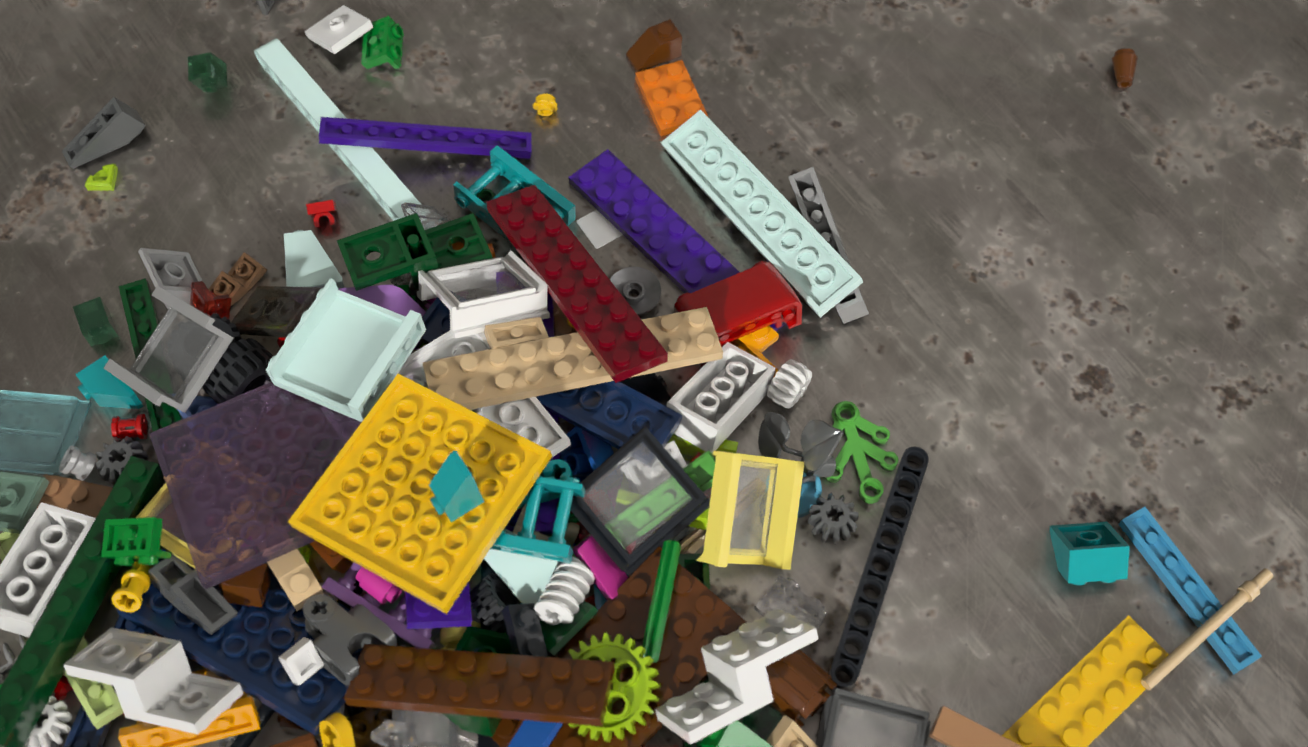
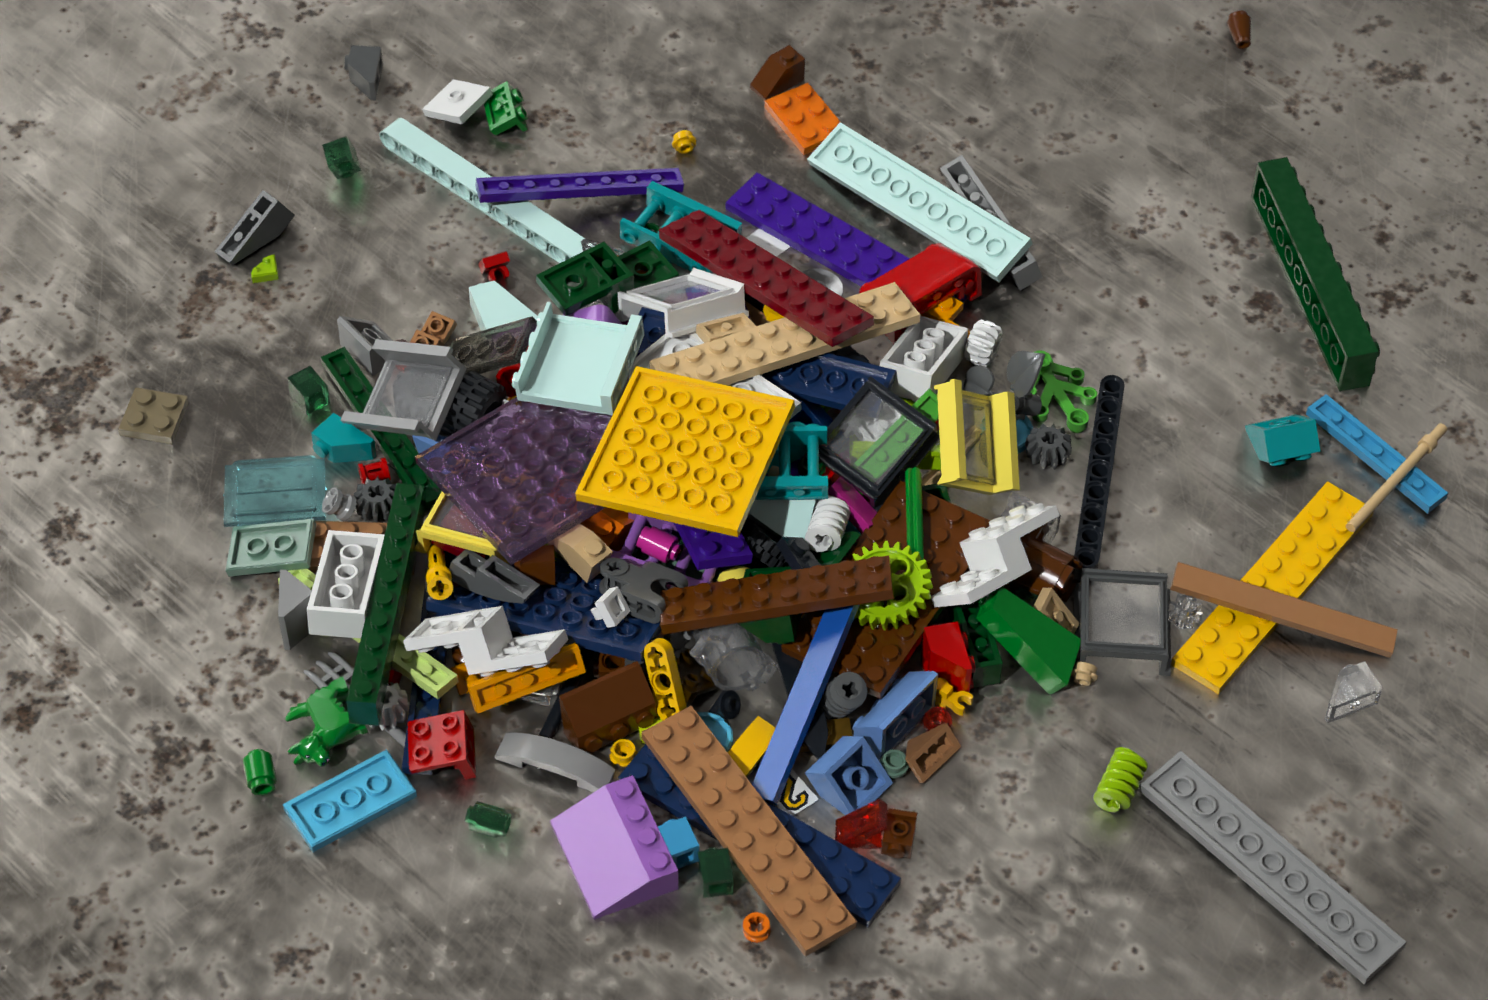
camera: 10 degrees left, 10 degrees down
(133, 540) = (432, 540): green bracket -> none
(454, 488) = (723, 433): teal slope -> none
(1157, 364) = (1314, 274): none -> dark green brick

